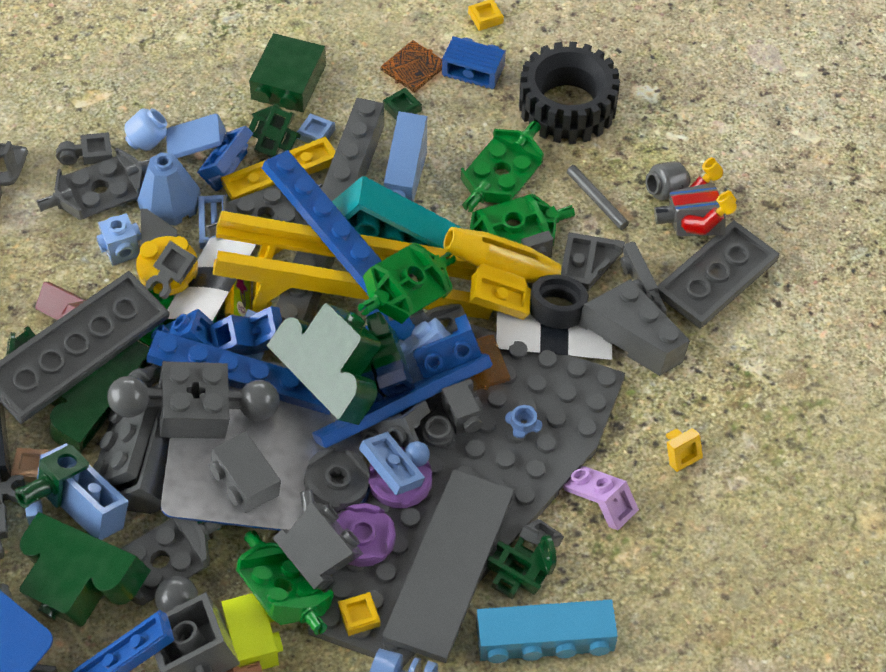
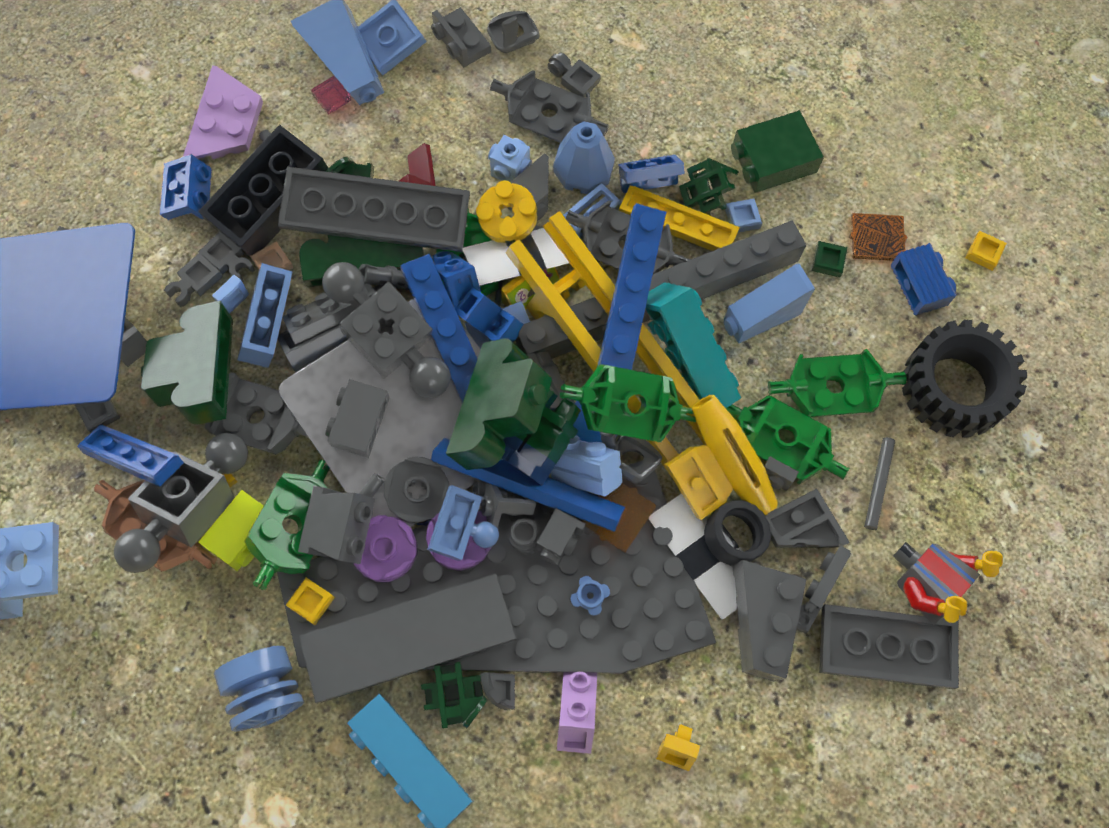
camera: 50 degrees right, 15 degrees up
(51, 478) = (249, 286): dark green bracket -> none
(145, 129) = (626, 97): light blue head -> none
(173, 265) = (498, 219): dark grey plate -> none
(195, 136) = (649, 136): medium blue slope -> none
(448, 351) = (606, 493): blue bracket -> none
(666, 178) = (949, 530): dark grey head -> none

